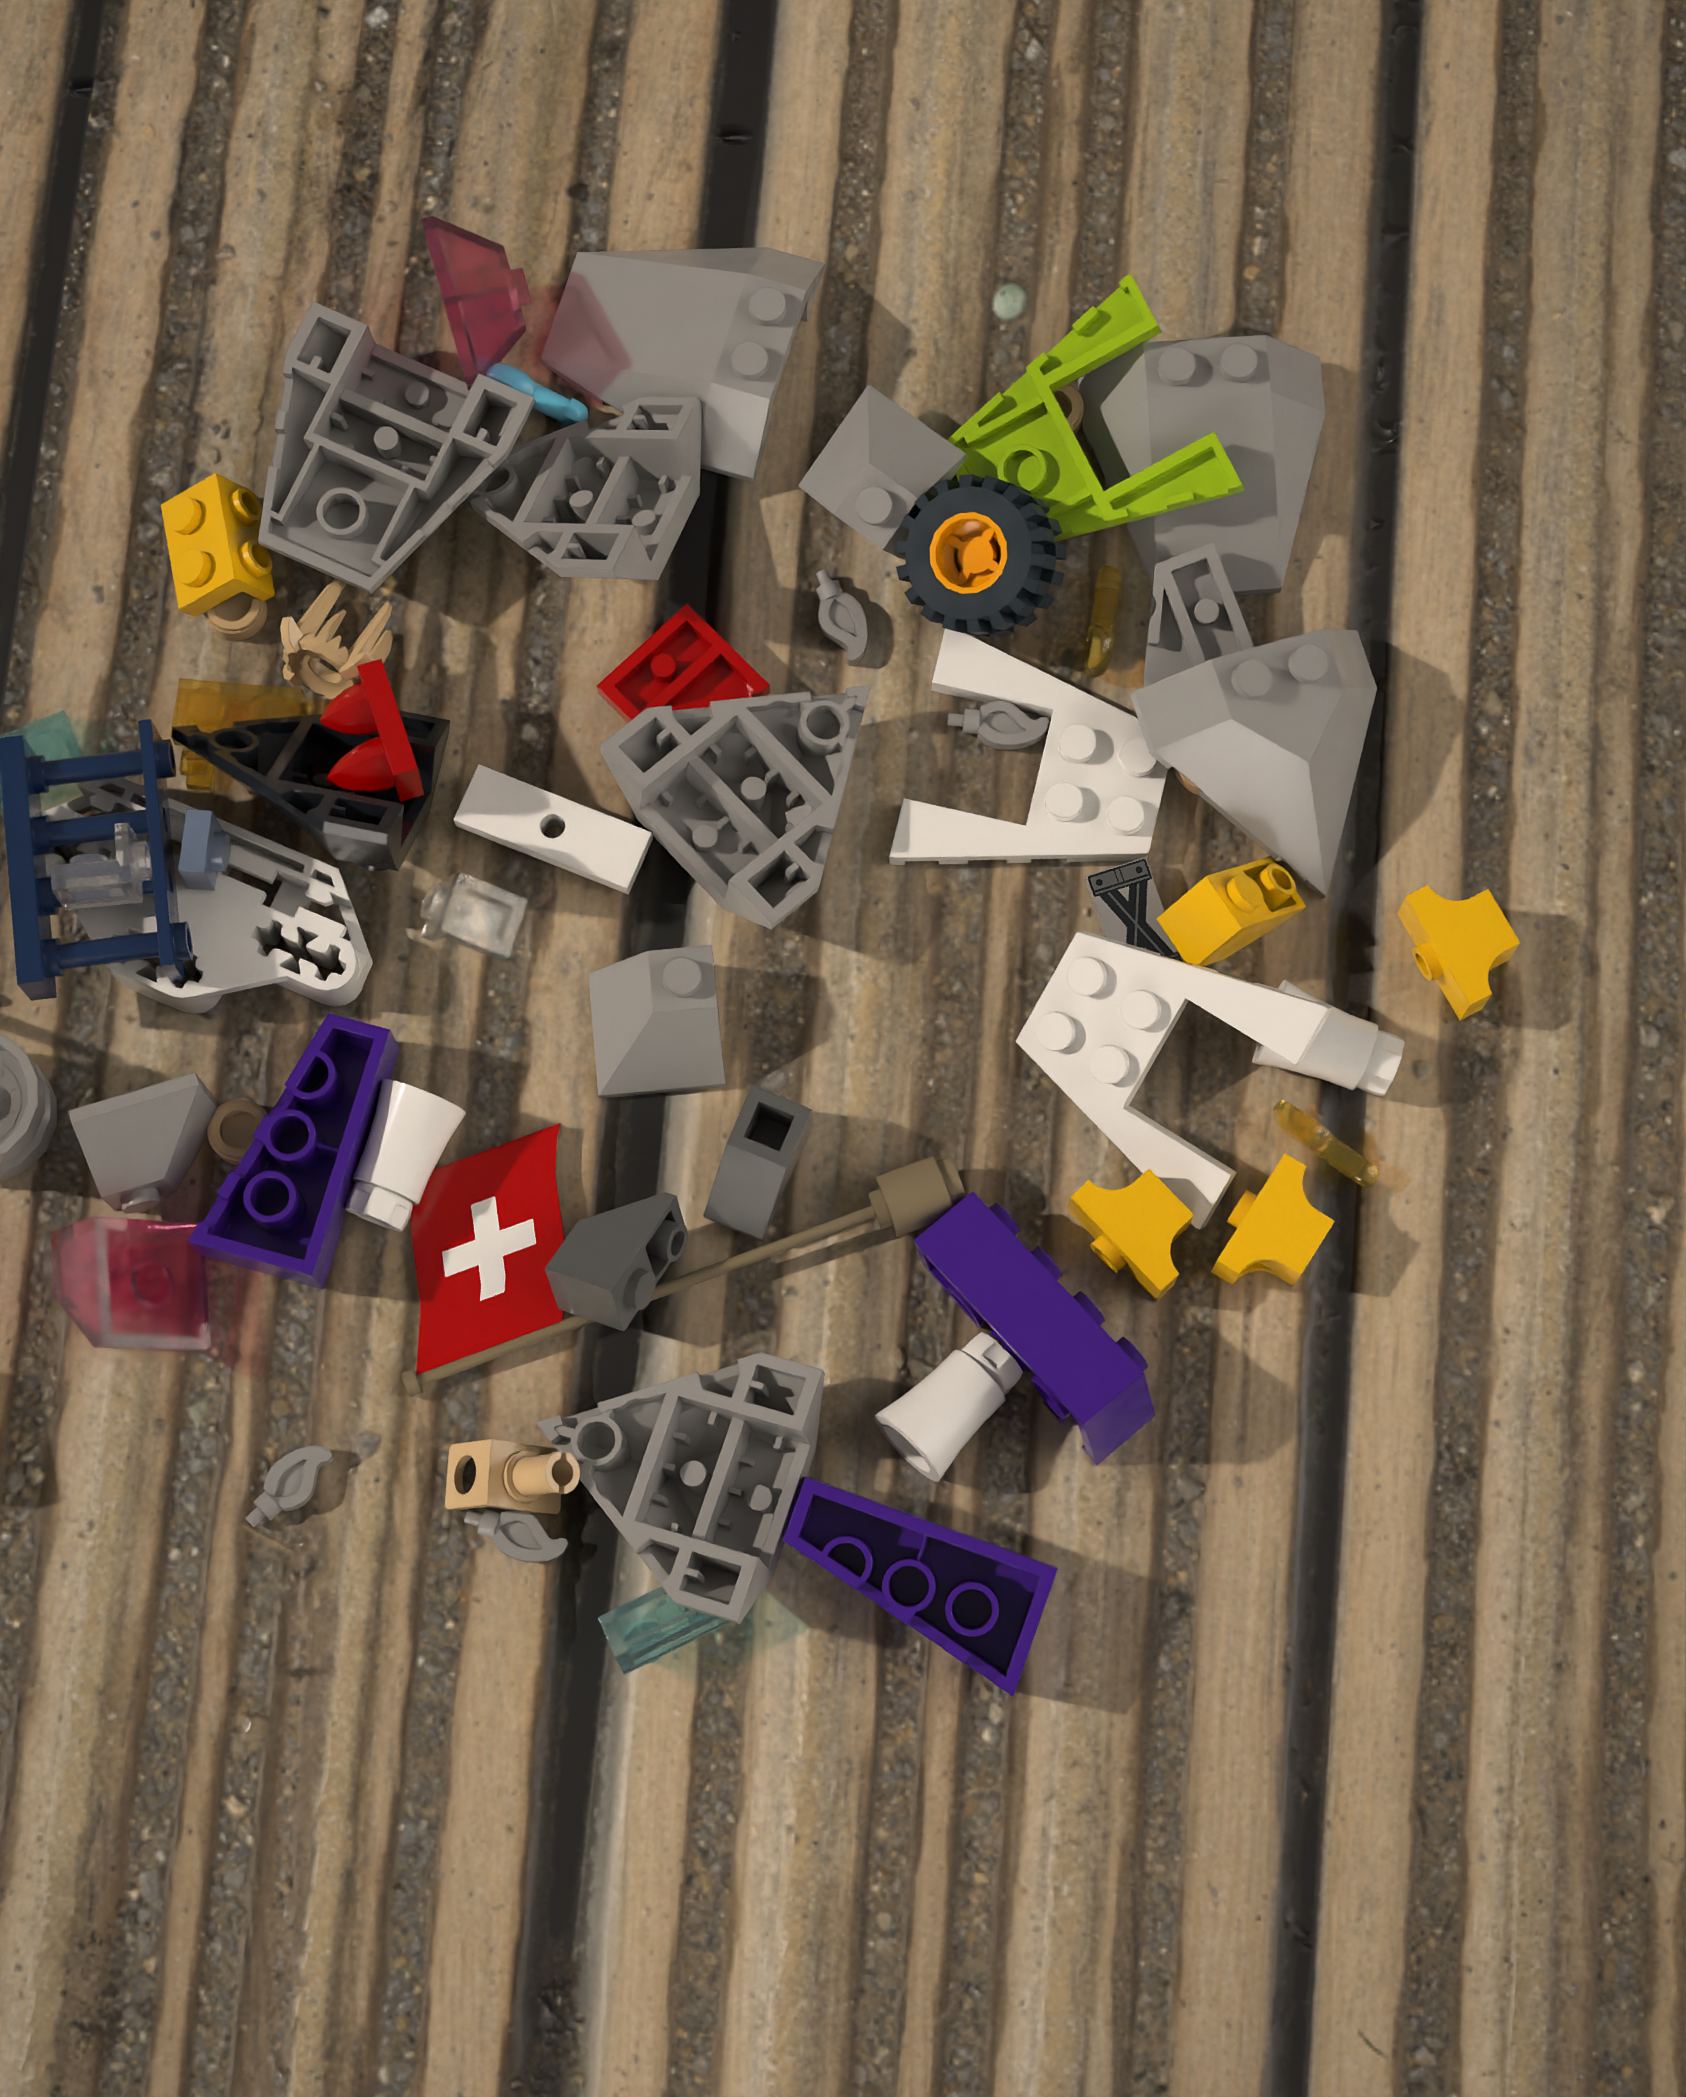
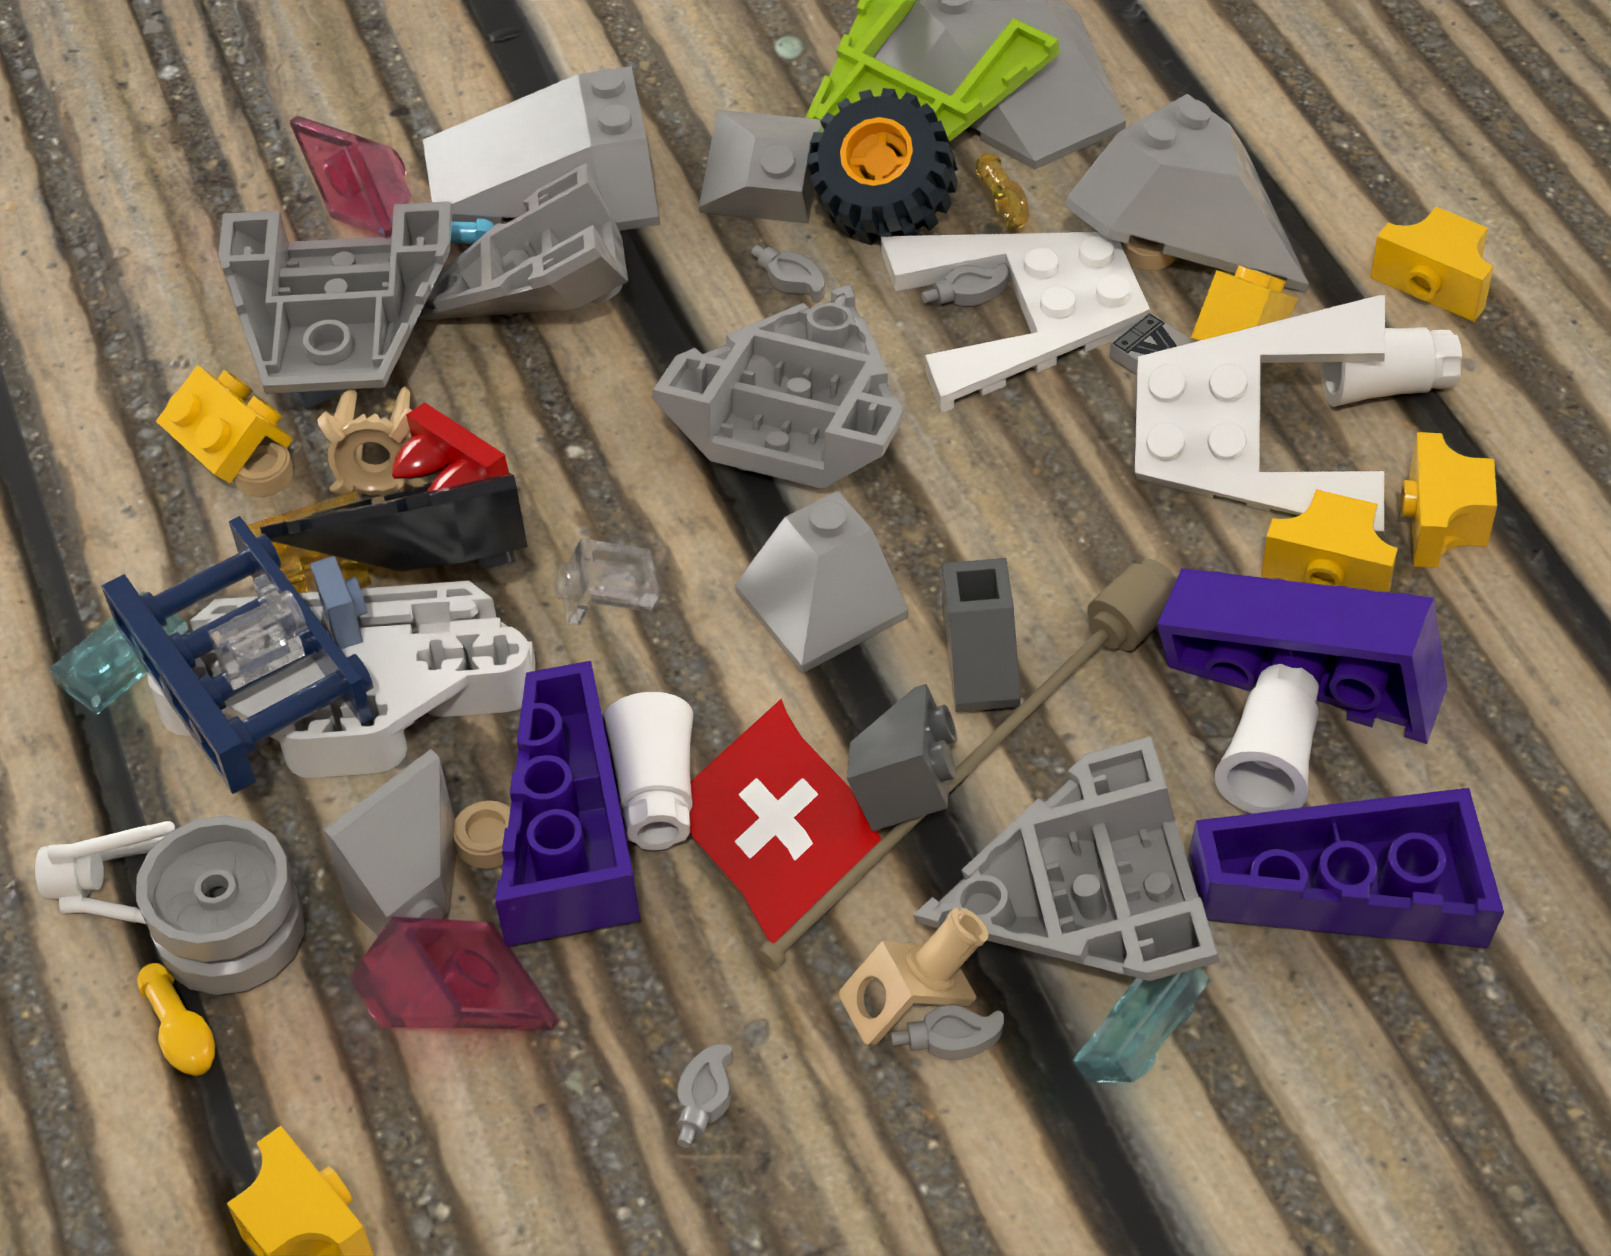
camera: 25 degrees left, 25 degrees down
(520, 813) = (640, 493): white tile -> none
(680, 667) = (669, 333): red wing -> none
(1191, 615) = (1063, 147): light grey wing -> none
(1324, 1144) = (1403, 425): clear yellow piece -> none

